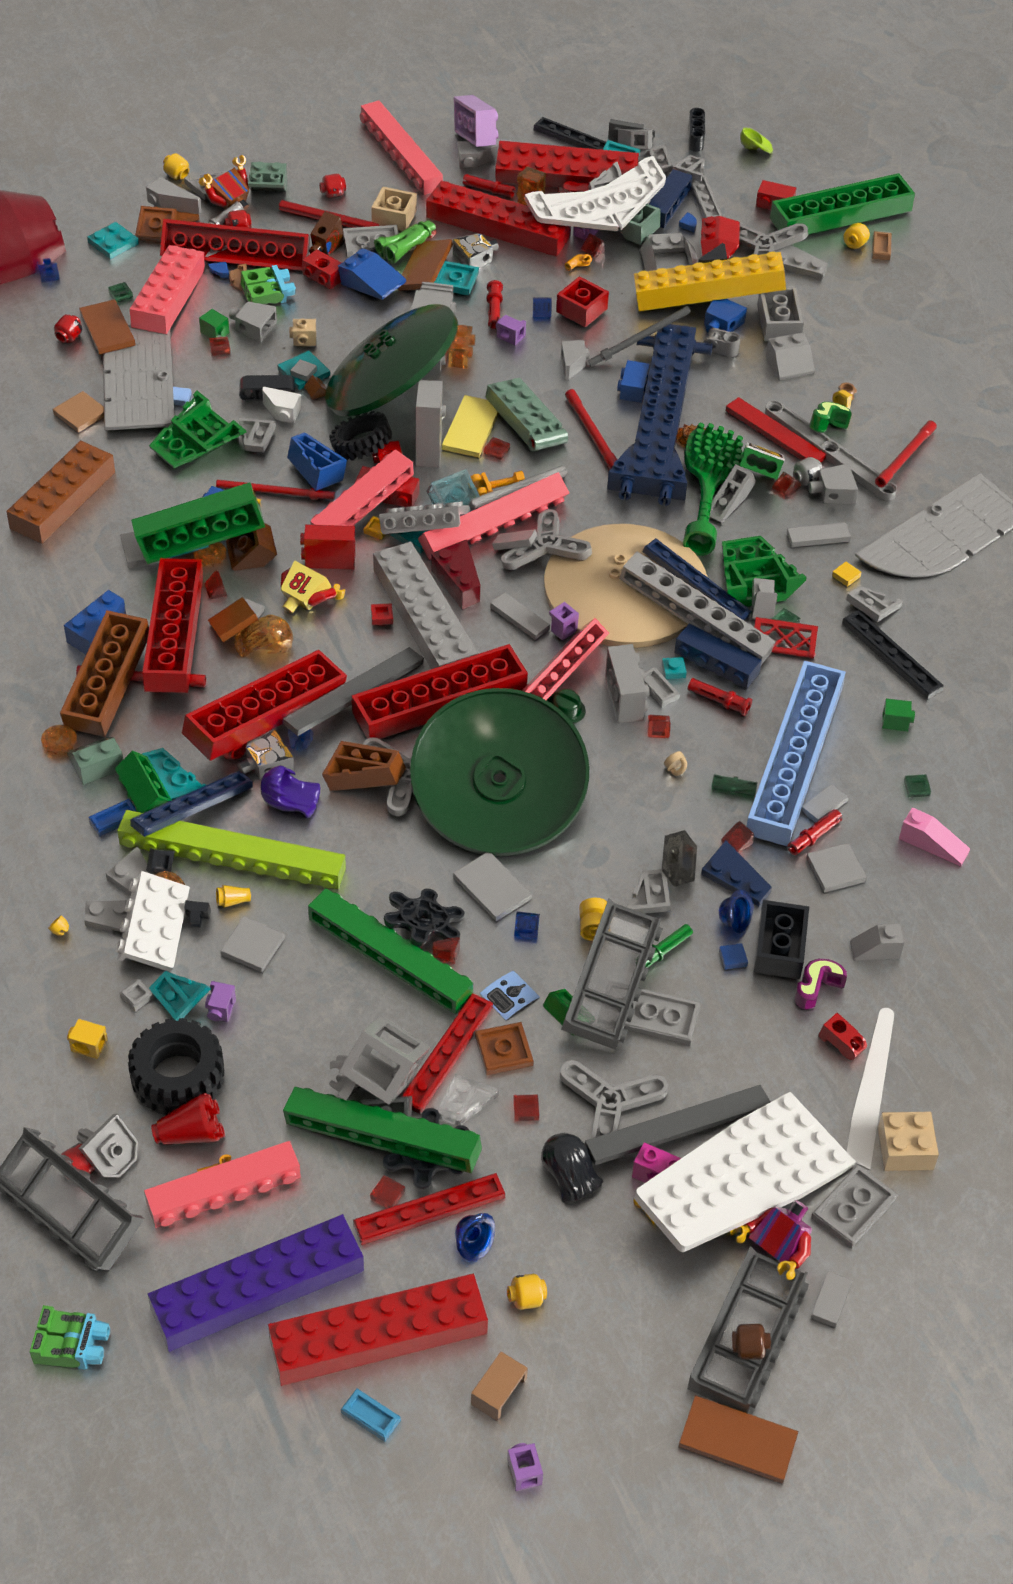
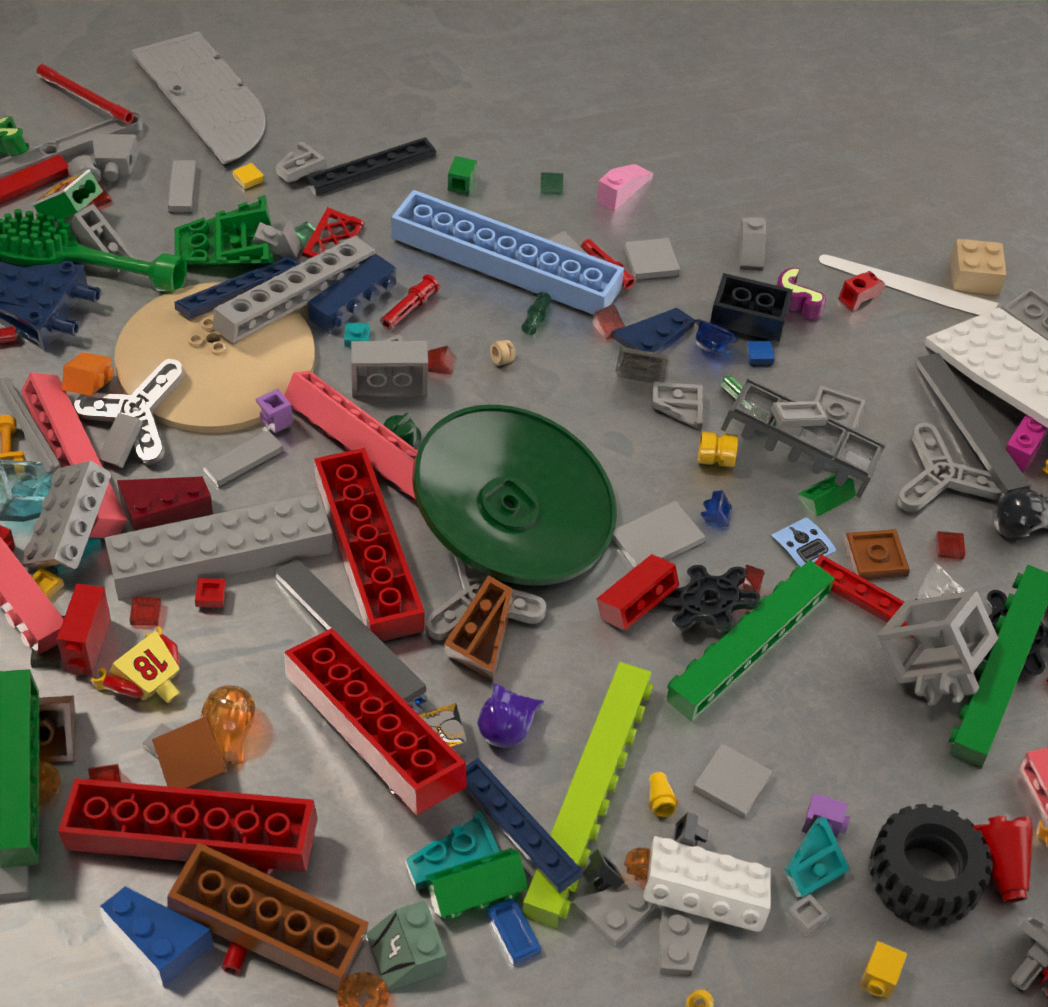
camera: 85 degrees left, 0 degrees up
(362, 584) = (145, 611): none -> clear red tile
(422, 868) = (638, 592): none -> red brick
(574, 507) = (87, 373): none -> orange brick
(625, 958) = (799, 414): none -> light grey tile

